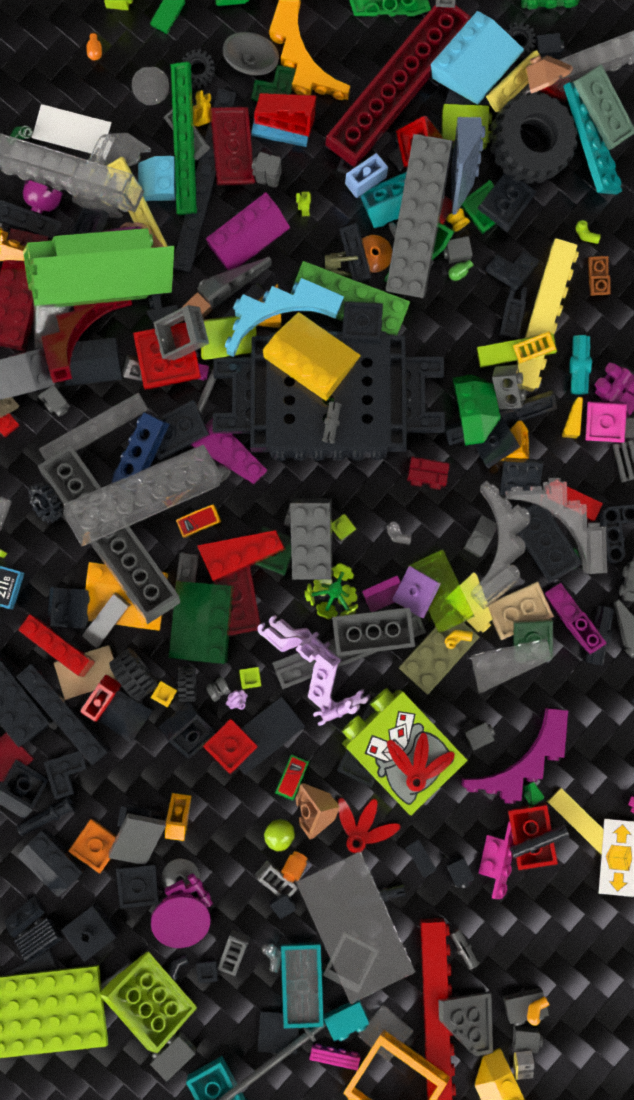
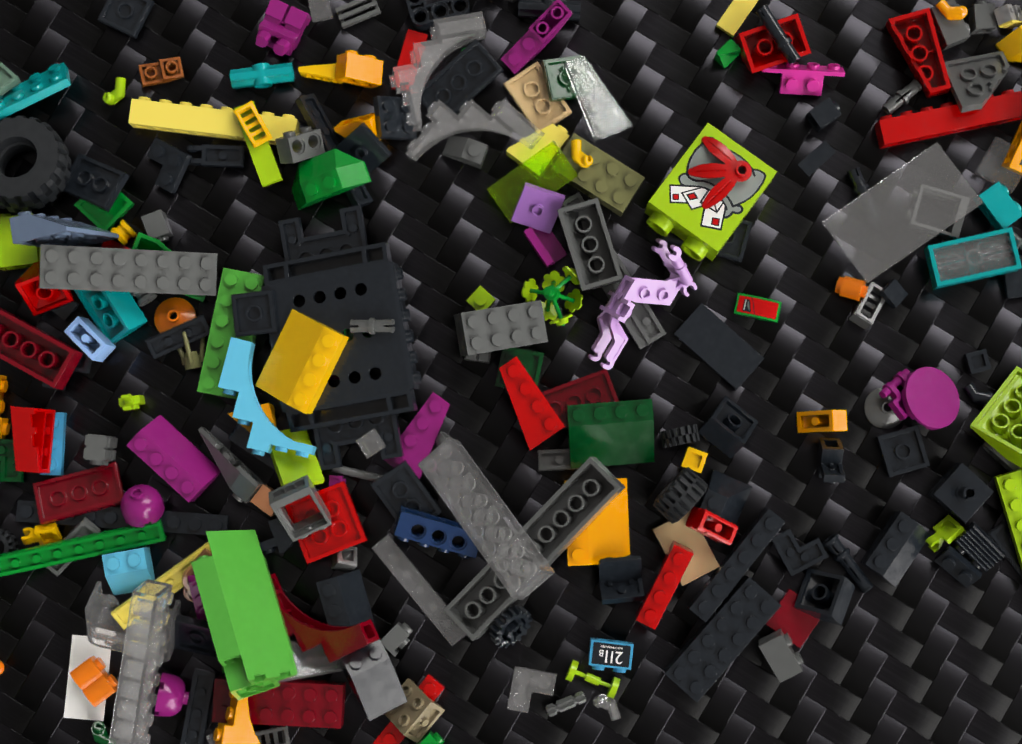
camera: 100 degrees left, 0 degrees up
(58, 911) = (945, 530): none -> lime plate
(67, 134) = (94, 680): none -> orange brick
(93, 845) = (868, 504): orange plate -> none
(106, 620) = (626, 536): tile -> none
(137, 839) = (854, 458): dark grey tile -> none
(150, 85) = (23, 598): clear tile -> none
(198, 521) = (501, 456): slope -> none
(210, 198) = (141, 505): none -> magenta cylinder
(214, 691) = (681, 406): dark grey wheel -> none
(228, 405) = (371, 443): none -> clear tile
(230, 746) = (737, 377): red plate -> none
(236, 940) = (939, 333): dark grey slope -> none
(237, 699) = (686, 380): lavender plant -> none
(250, 677) = (660, 370): lime plate -> none
(274, 955) = (946, 294): clear arm -> none
(279, 835) = (820, 310): lime hair -> none
(317, 809) = (787, 275): nougat slope -> none
(365, 821) = (791, 223): red plant -> none
(396, 535) = (479, 241): clear arm -> none
(428, 472) = (406, 218): dark red brick -> none
(459, 270) = (179, 221): bright green cylinder -> none
(479, 735) = (677, 117): dark grey brick -> none
(504, 975) = (920, 47): none -> red wedge
(531, 766) = (721, 78): magenta arch -> none
(570, 452) = (359, 69): none -> light orange brick
(606, 421) = (319, 37): dark pink tile -> none

